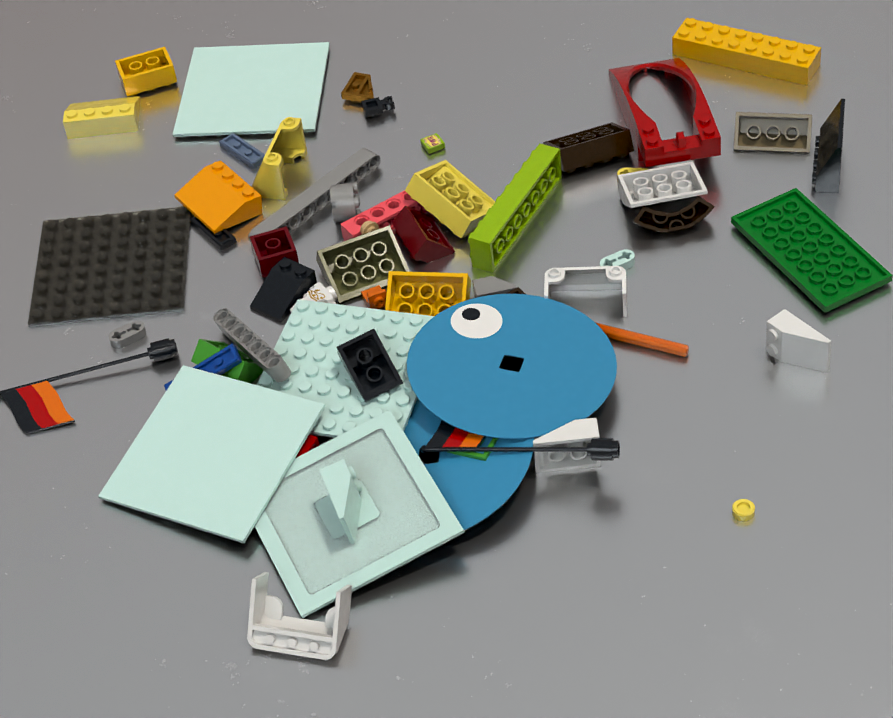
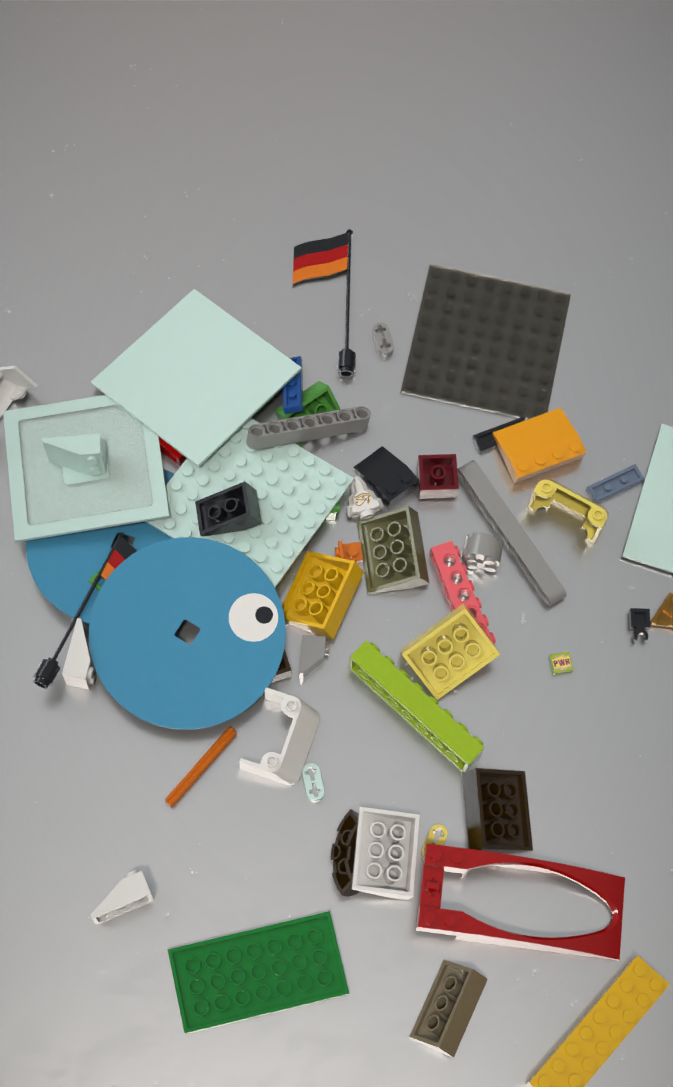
camera: 95 degrees right, 25 degrees up
(368, 226) = (431, 563): tan plate -> none
(421, 235) = (413, 613): dark red slope -> none
(829, 153) = (382, 1047): black slope -> none

